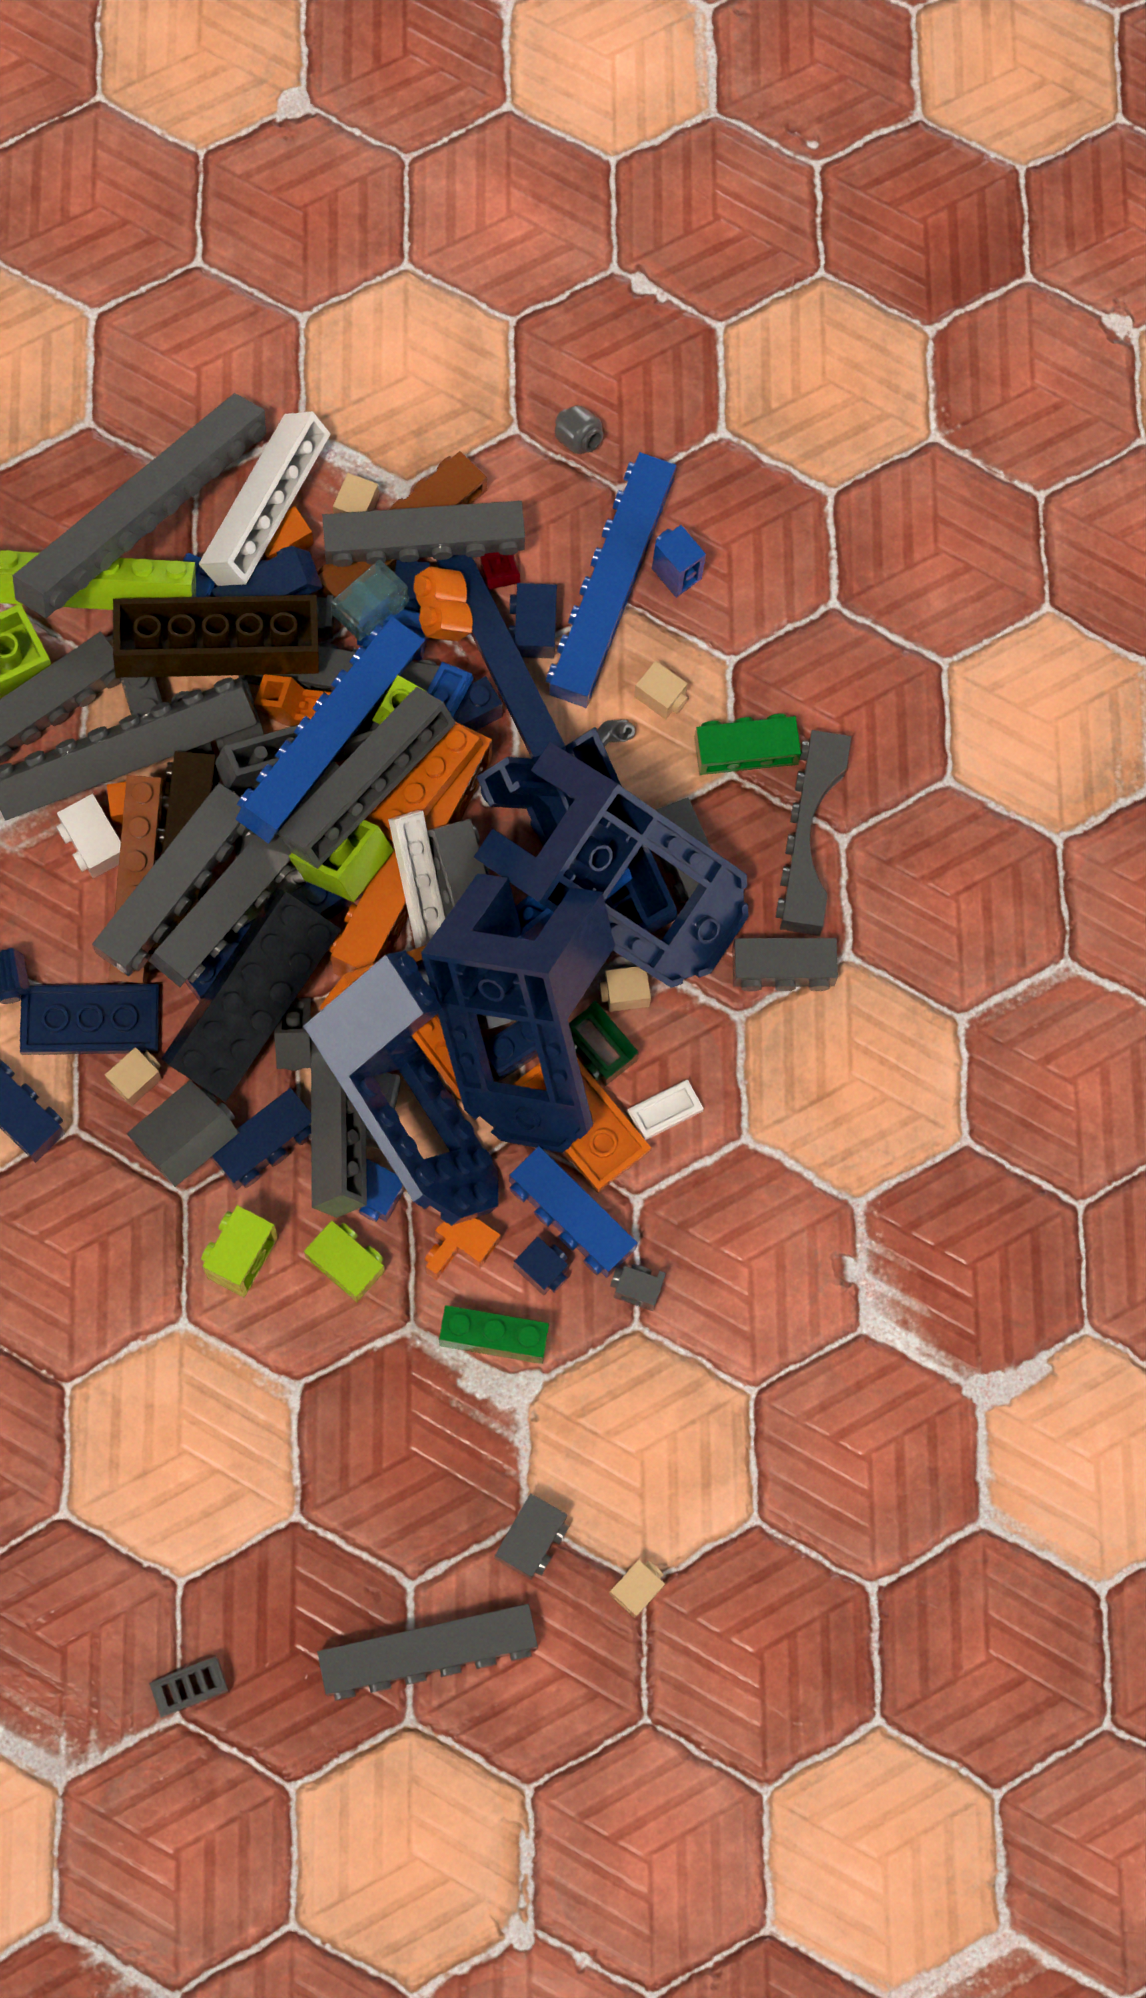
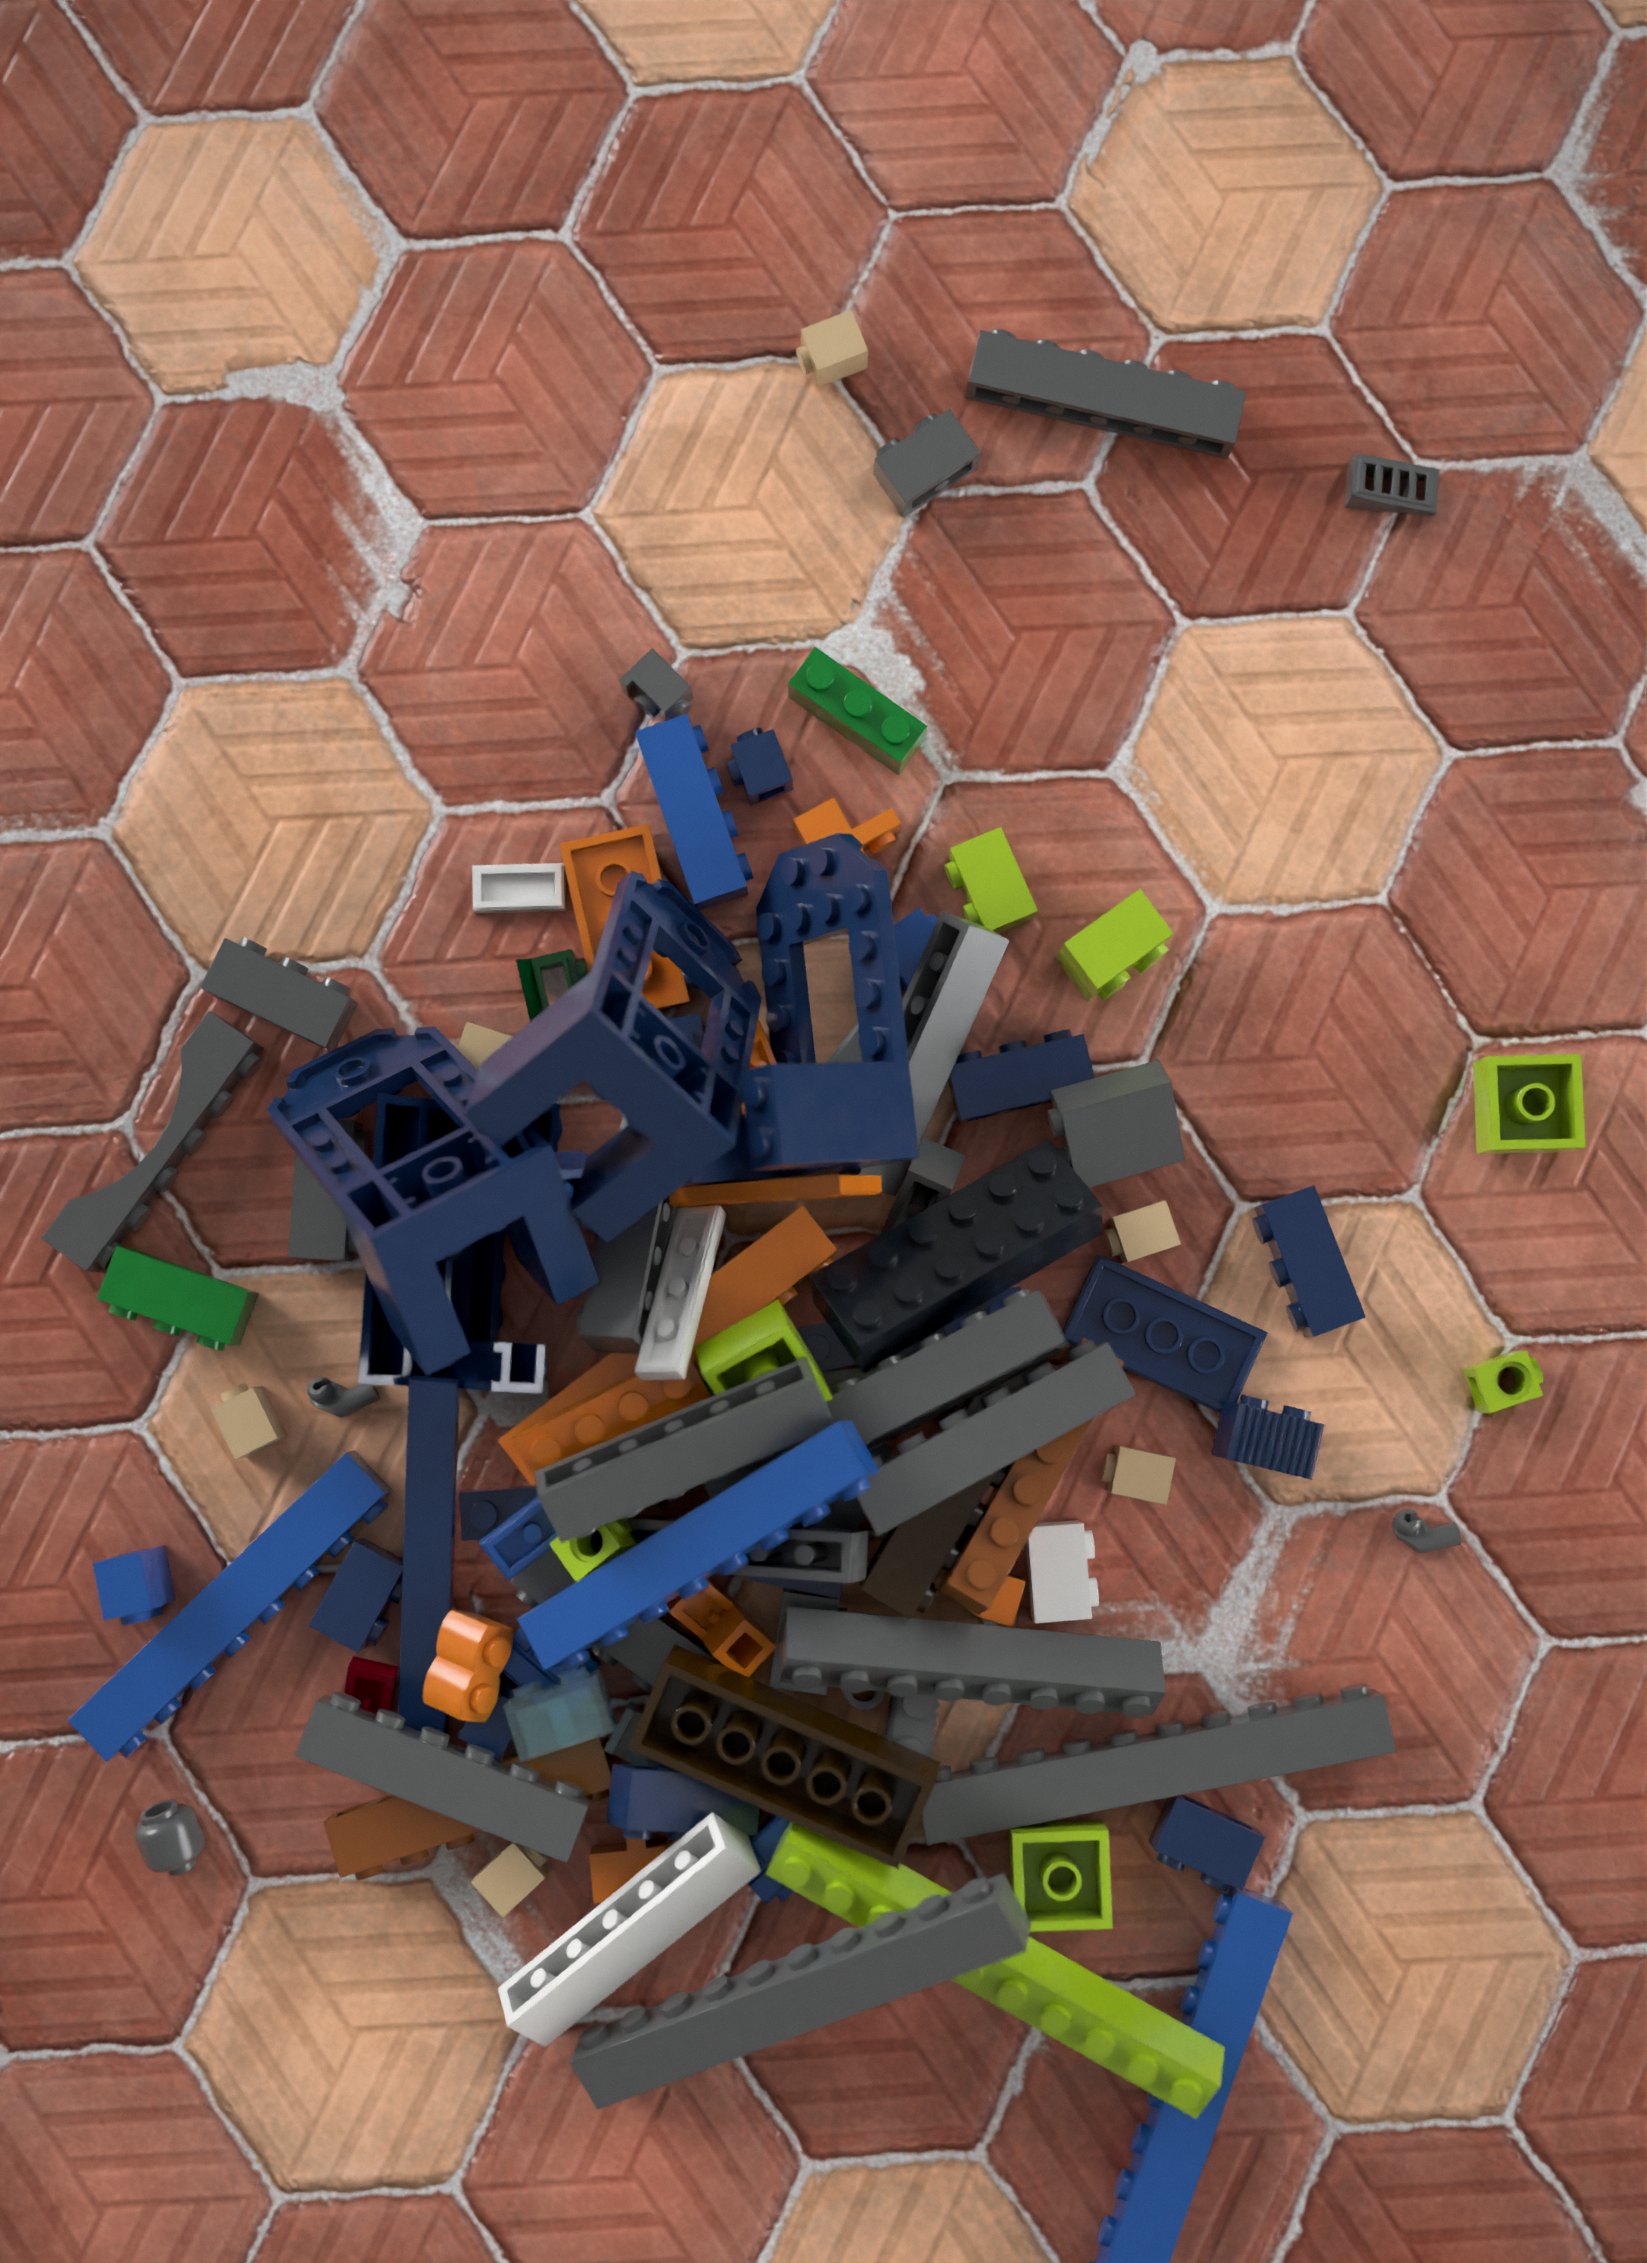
camera: 150 degrees left, 10 degrees up
(66, 920) = (1138, 1474): none -> tan brick

